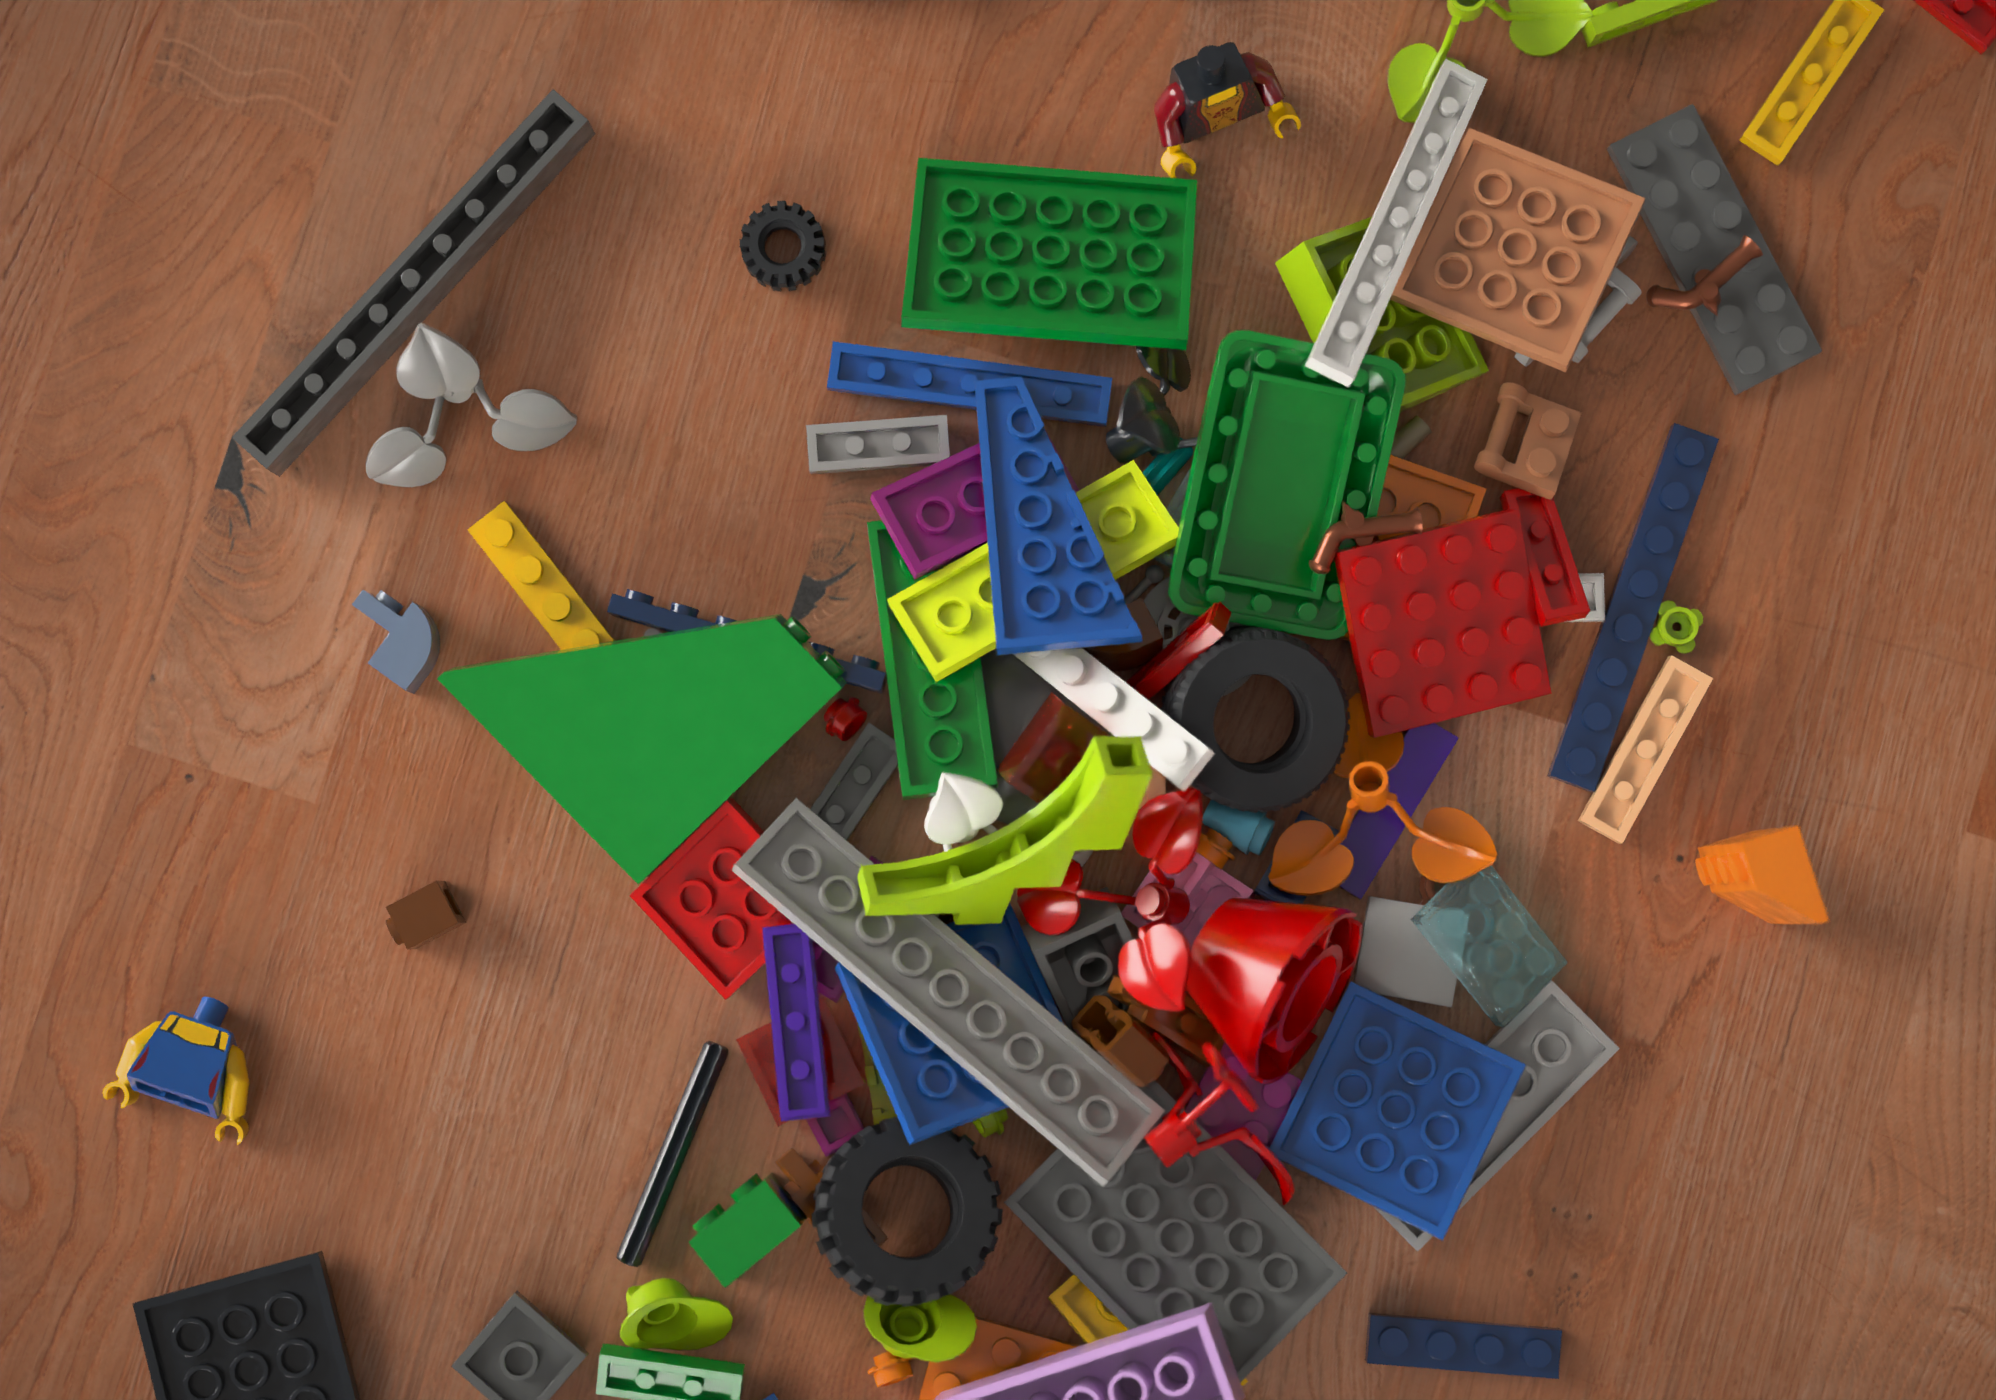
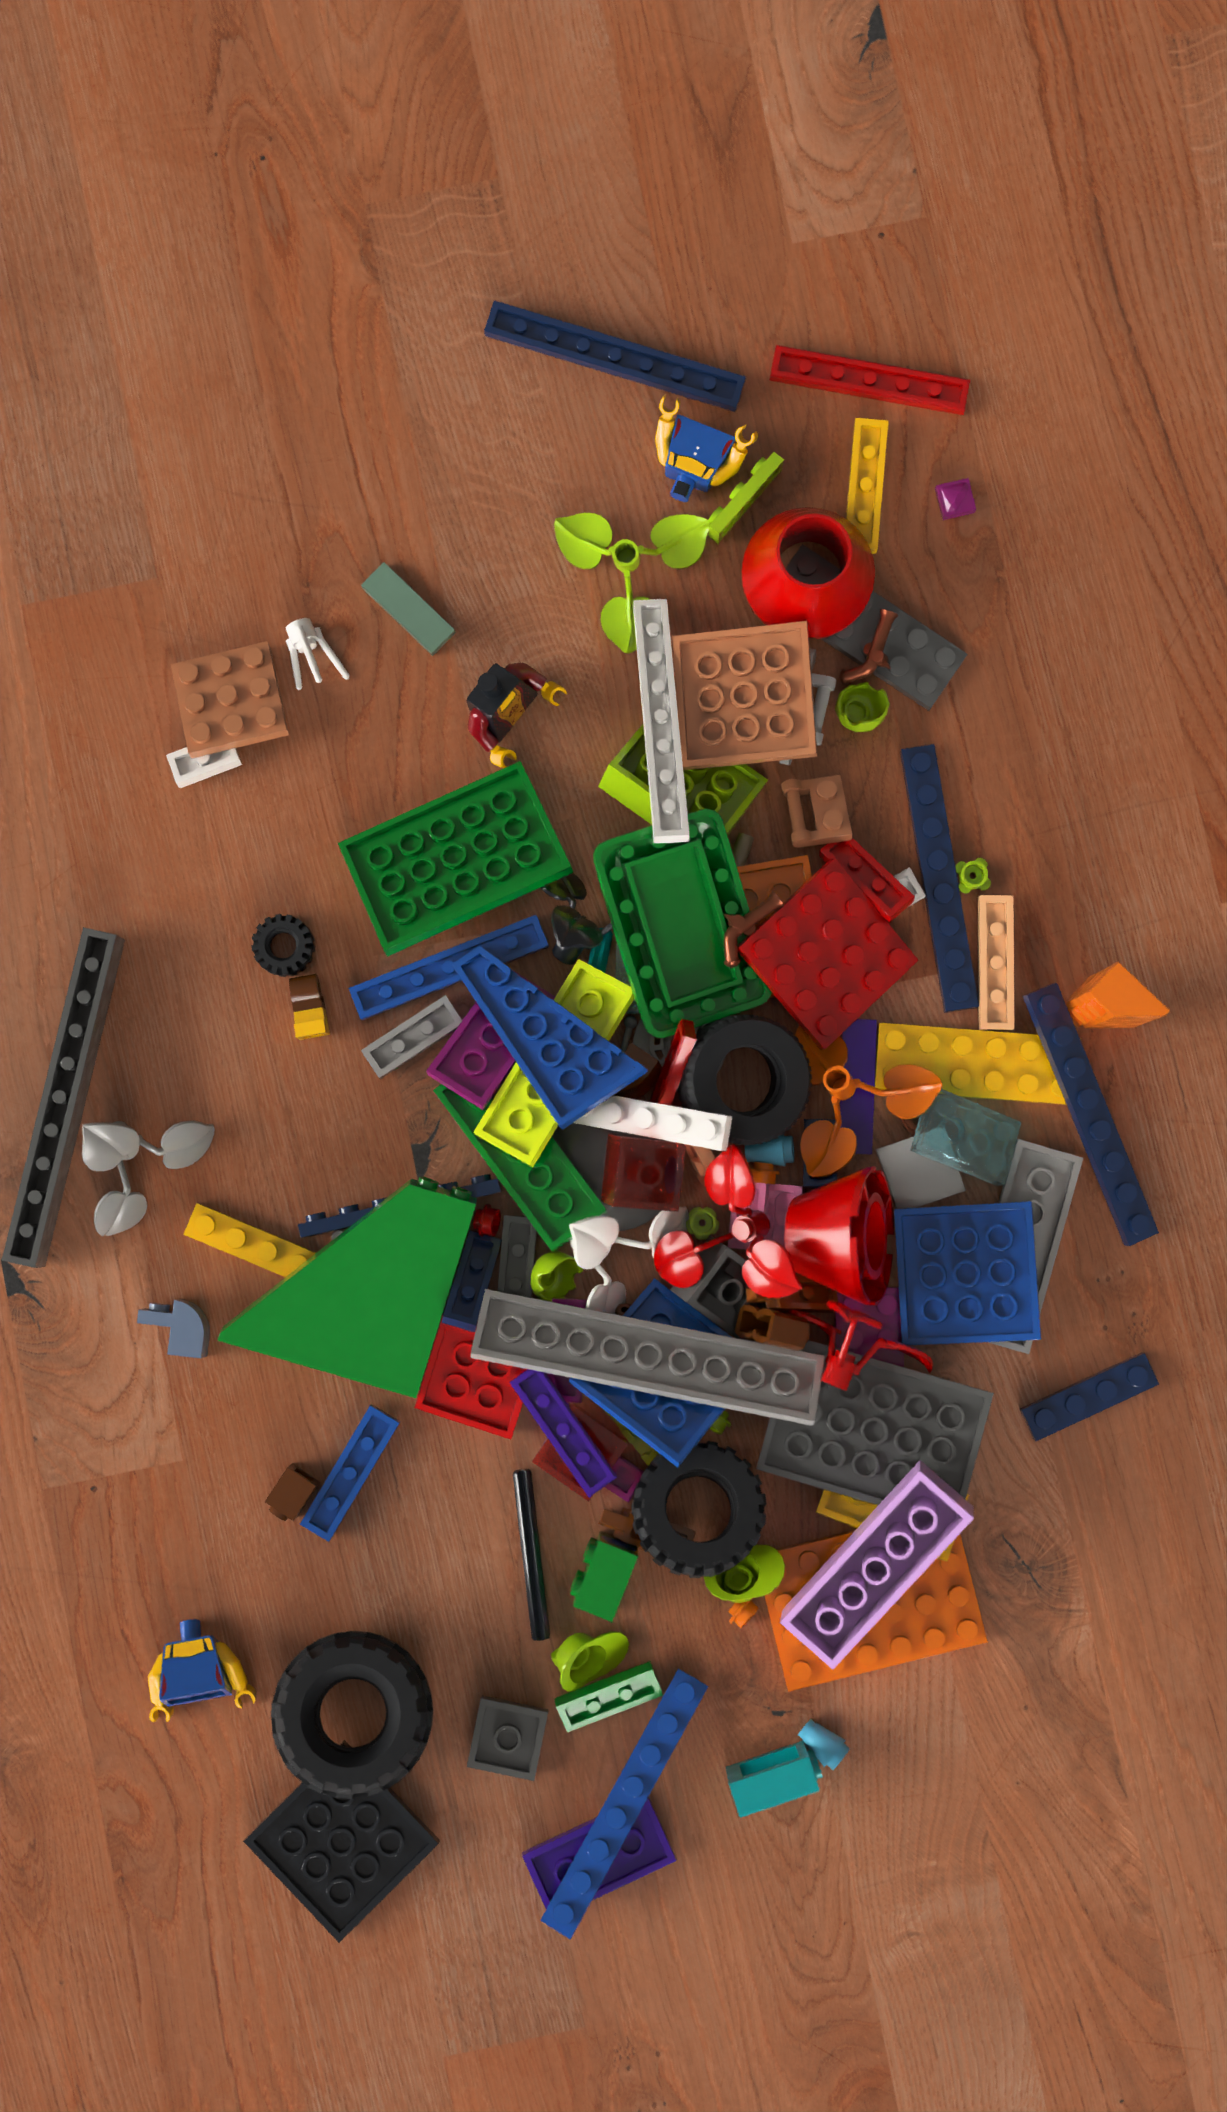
camera: 30 degrees left, 0 degrees up
(273, 1209) = (298, 1726): none -> black tyre
(508, 931) = (350, 1473): none -> blue plate
(771, 338) = (308, 1007): none -> leg
(784, 778) = (471, 1281): none -> dark blue plate
(889, 829) = (554, 1275): none -> lime hair
(978, 879) = (628, 1276): lime arch -> none
(1114, 877) = (710, 1227): none -> lime plate
(1564, 864) = (971, 1061): none -> yellow plate
(1654, 344) = (861, 707): none -> lime hair
(1658, 1000) = (1090, 1114): none -> dark blue plate
(1679, 193) = (783, 599): none -> red cone
(1914, 152) = (955, 499): none -> magenta tile

